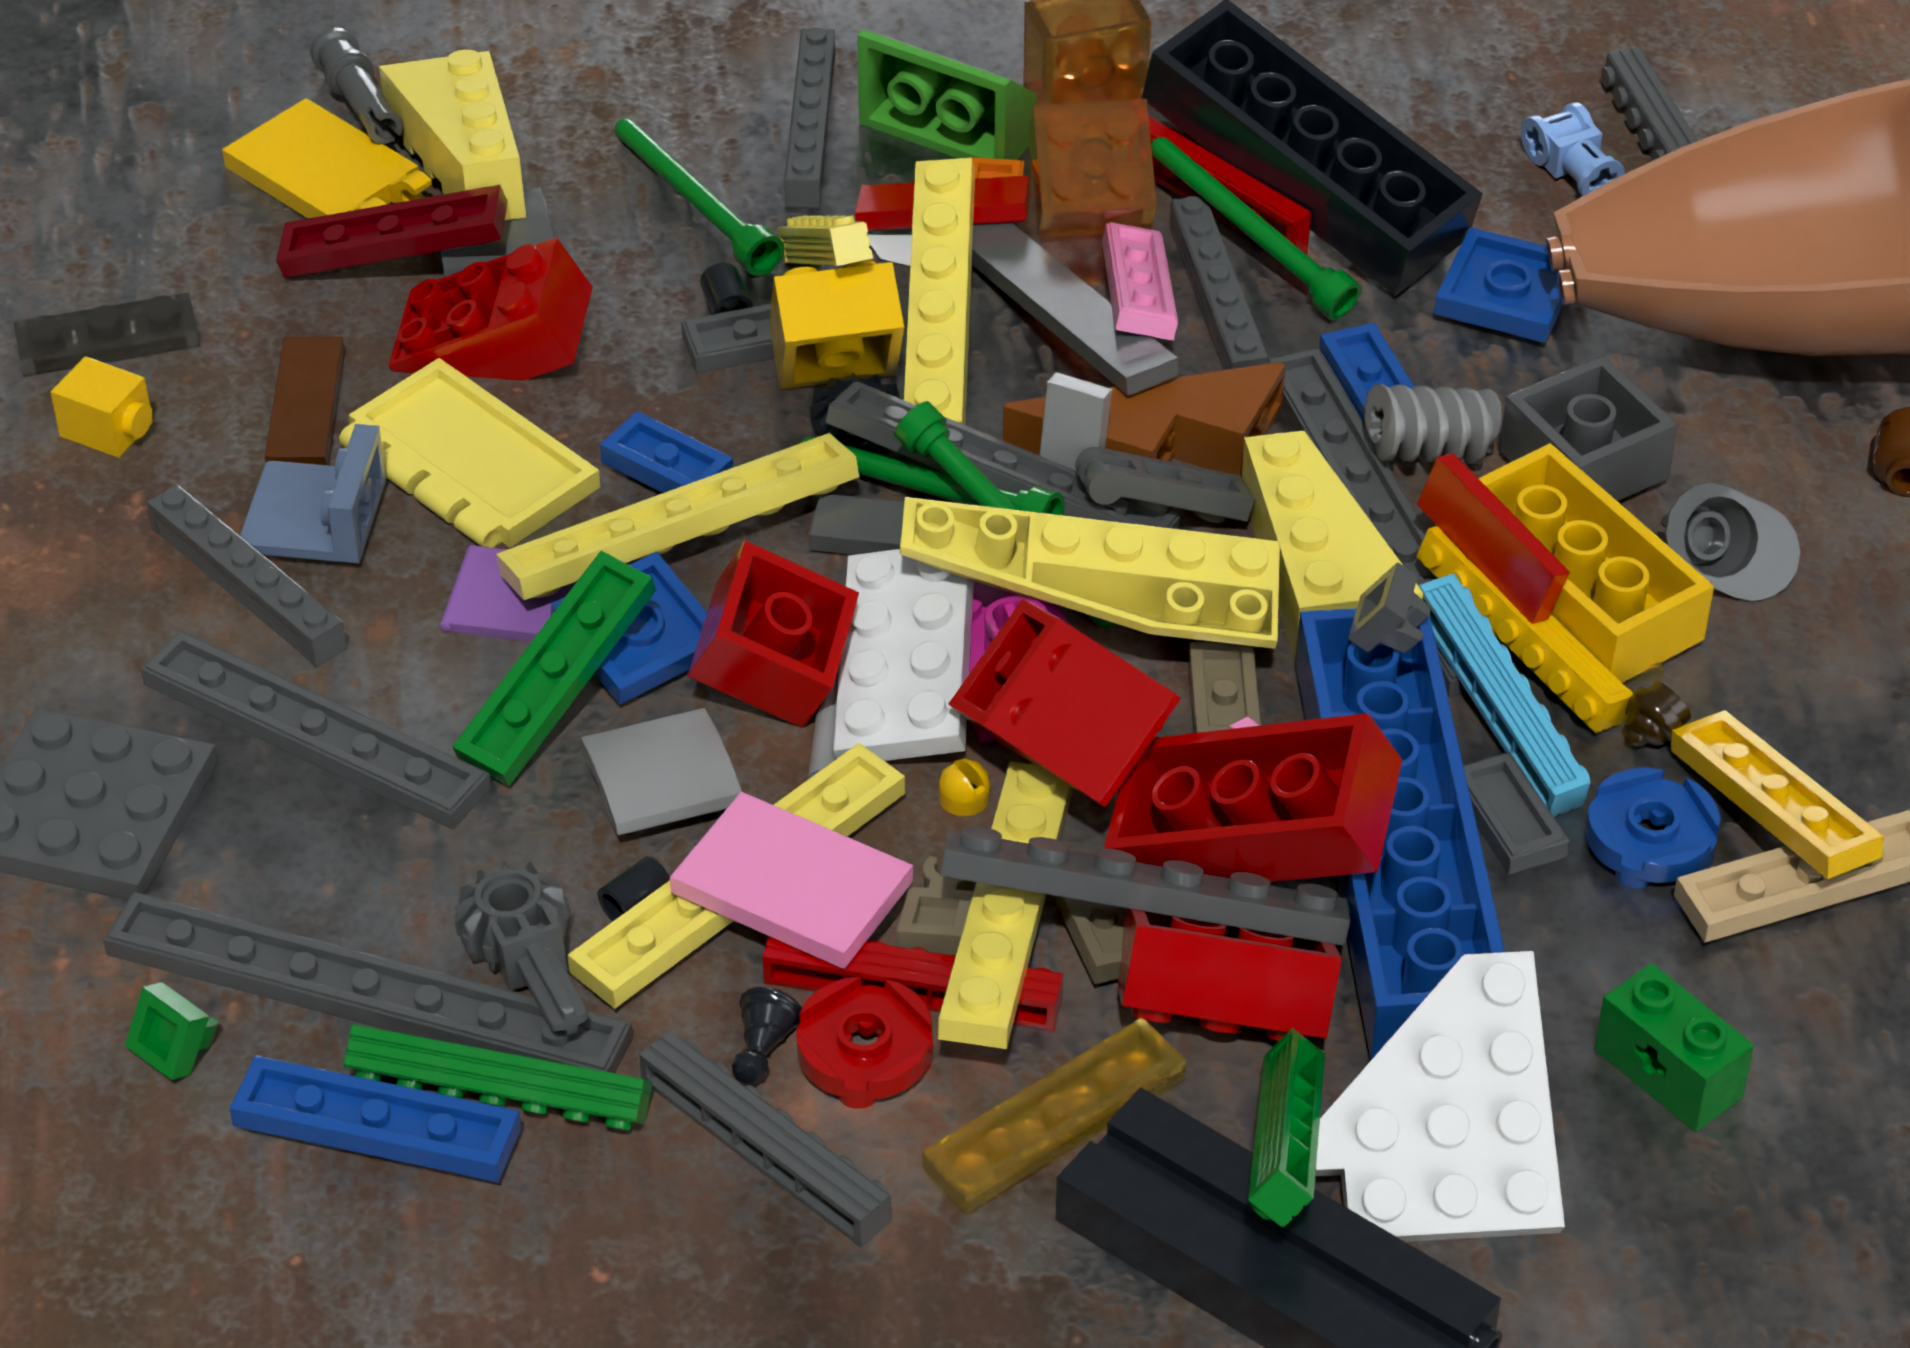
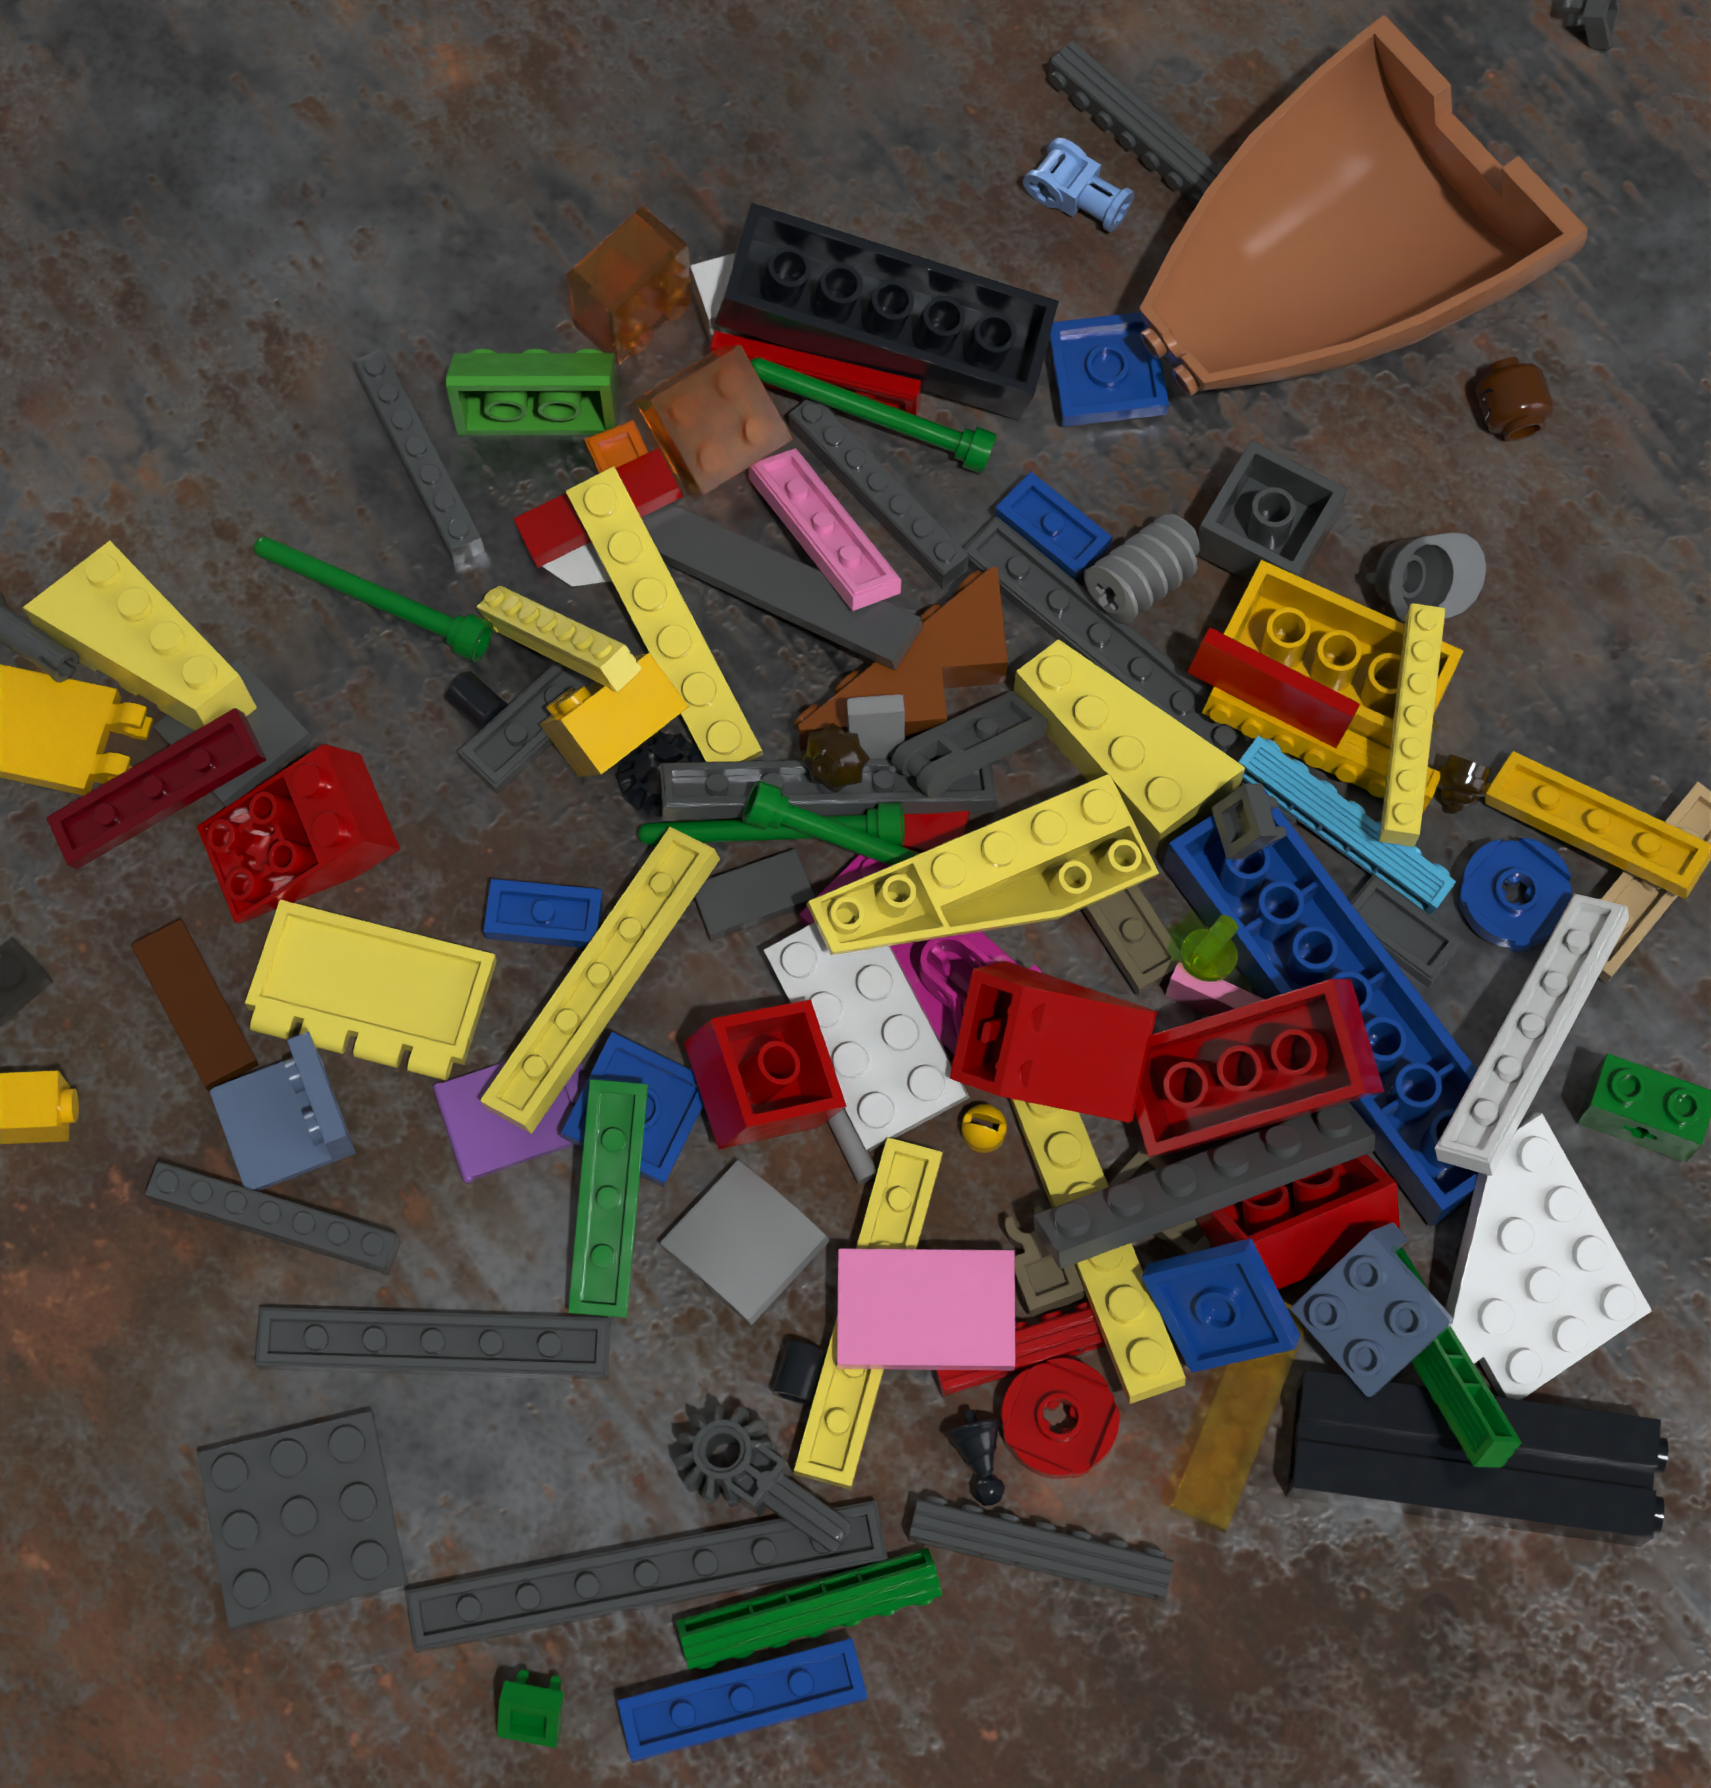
camera: 30 degrees left, 25 degrees up
(1018, 427) = (834, 757): none -> dark brown piece
(1085, 981) = (1221, 1305): none -> blue plate
(1241, 1046) = (1372, 1311): none -> sand blue bracket
(1284, 701) = (1211, 952): none -> clear neon green plate
(1573, 901) = (1532, 1035): none -> white tile
(1613, 610) = (1412, 725): none -> light yellow piece

